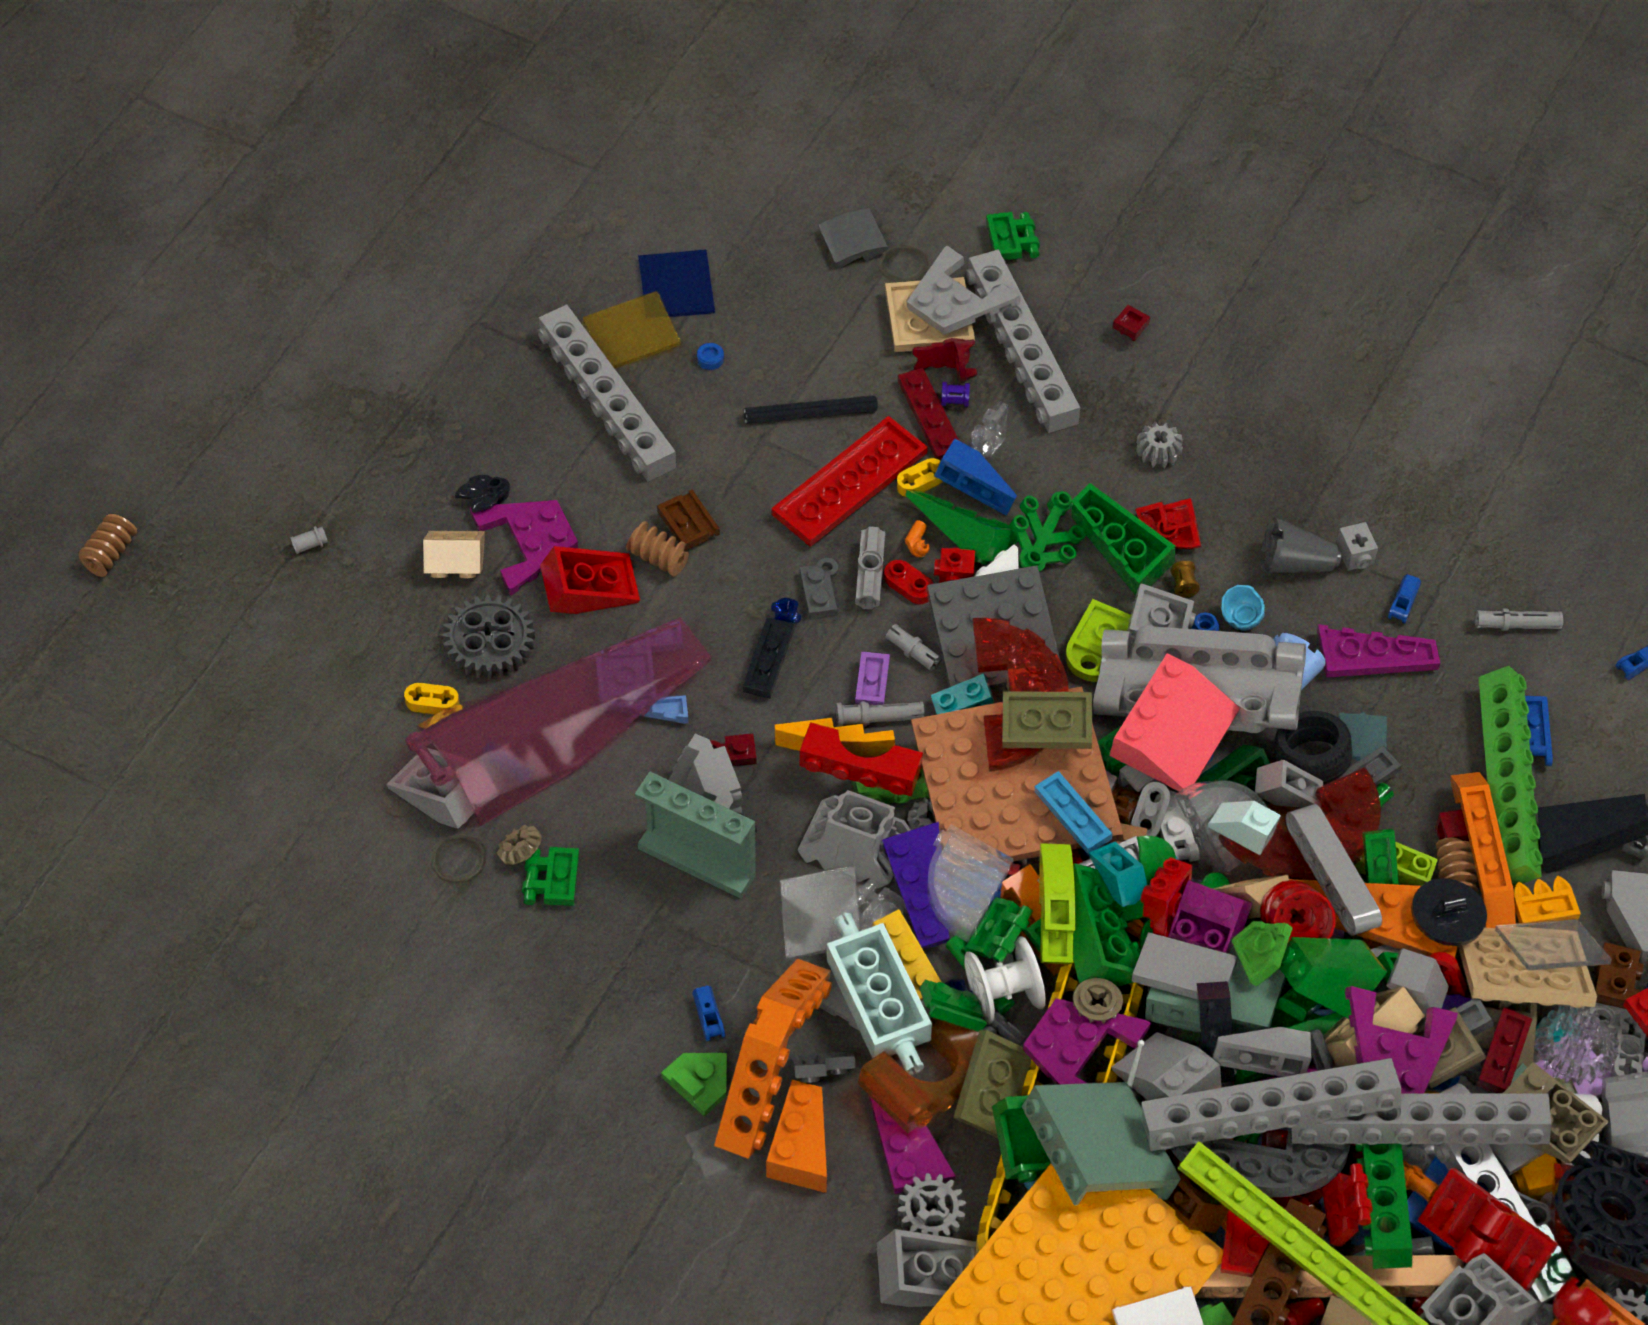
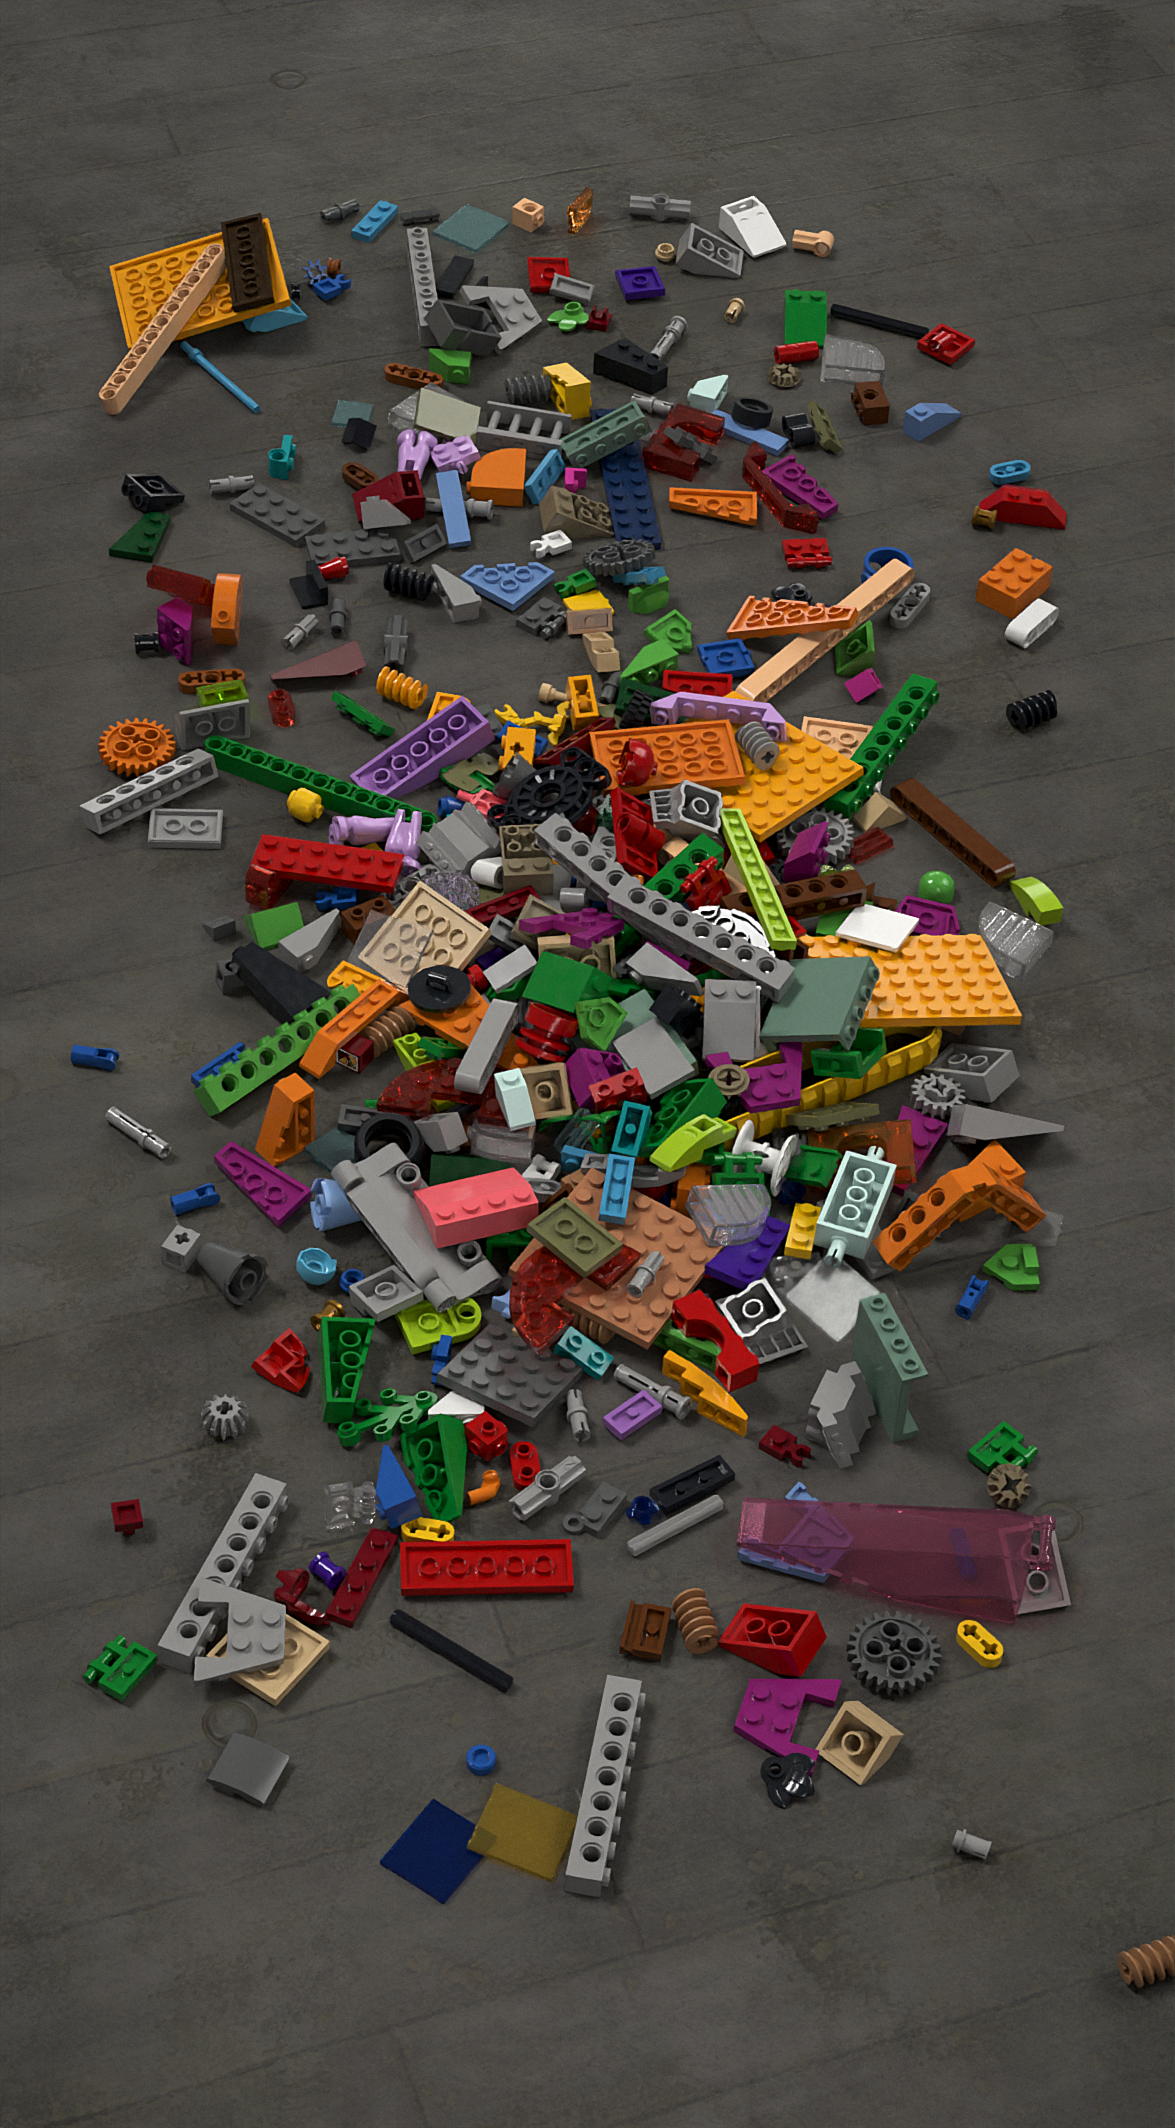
camera: 140 degrees left, 10 degrees down
(749, 620) = (675, 1525): none -> light grey axle
(834, 1205) = (976, 1123): none -> light grey slope
(969, 759) = (645, 1274): none -> light grey axle
(1063, 611) = (441, 1355): none -> blue plate
(1411, 698) = (288, 1121): none -> orange wedge

